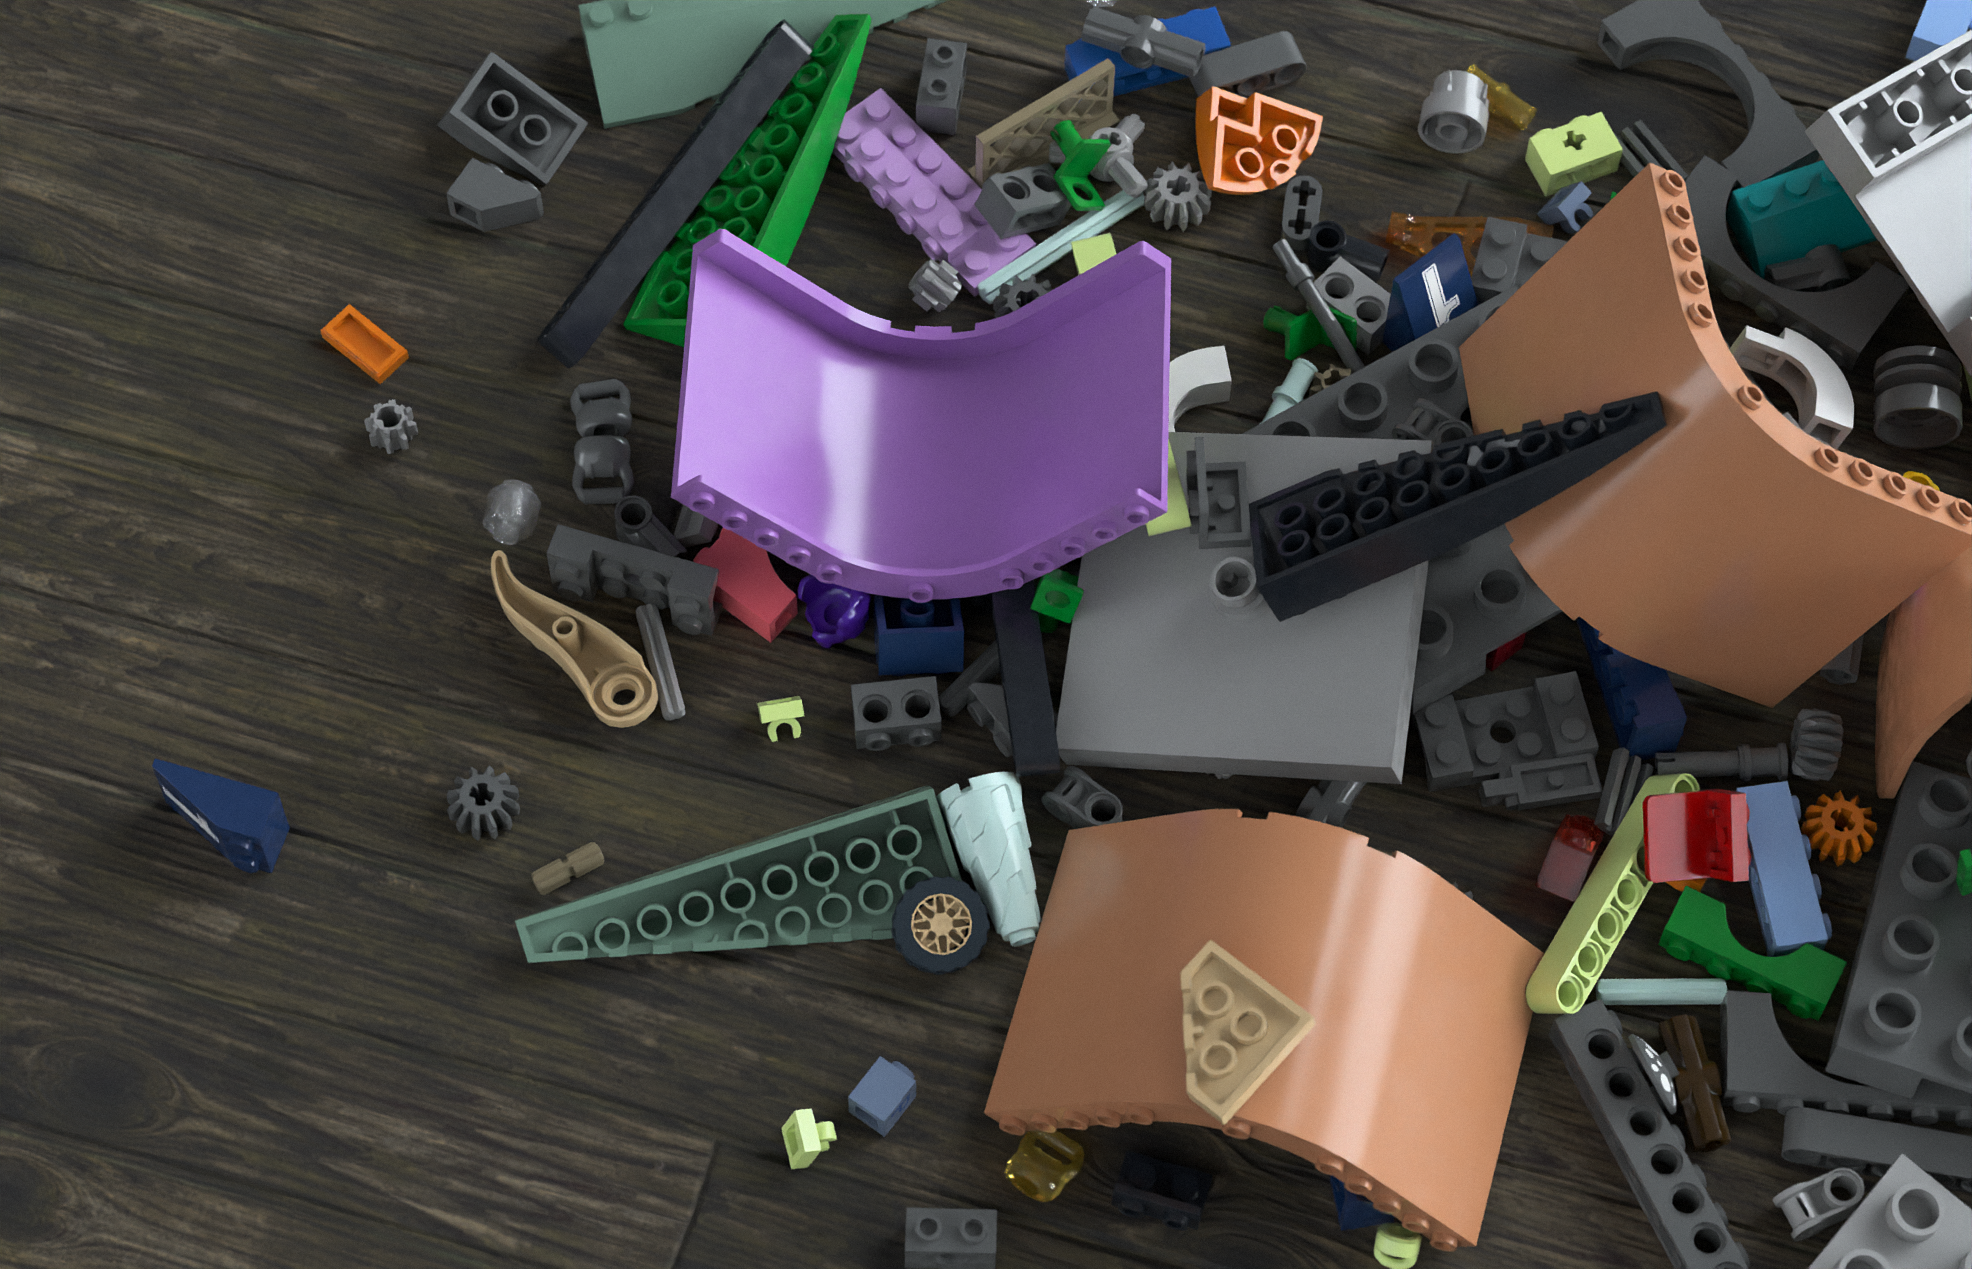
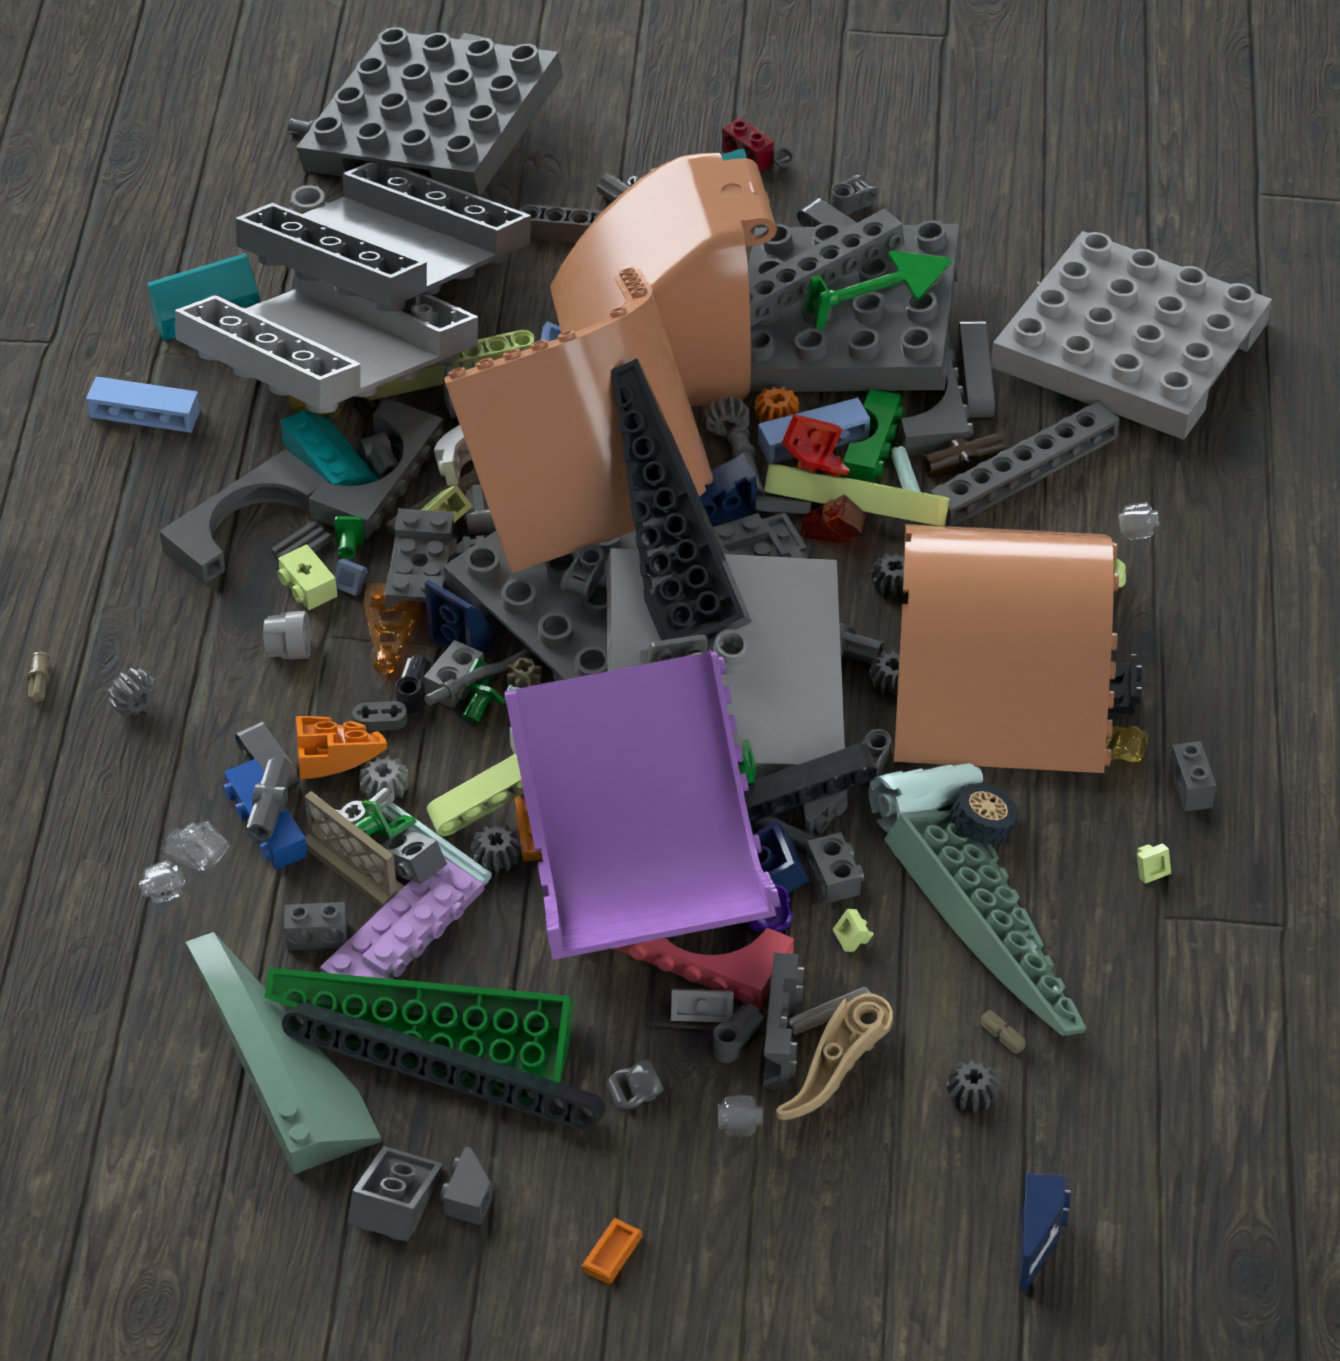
camera: 100 degrees left, 15 degrees down
(392, 437) = (685, 1209): light grey gear -> none
(601, 458) = (678, 1077): dark grey piece -> none
(883, 1095) = (1108, 827): sand blue brick -> none
(935, 285) = (490, 900): light grey gear -> none
(1233, 1030) = (1062, 577): tan plate -> none
(1505, 101) = (255, 632): clear yellow pin -> none
(1659, 1069) = (969, 459): dark grey dish -> none
(1813, 1207) = (1019, 394): light grey piece -> none

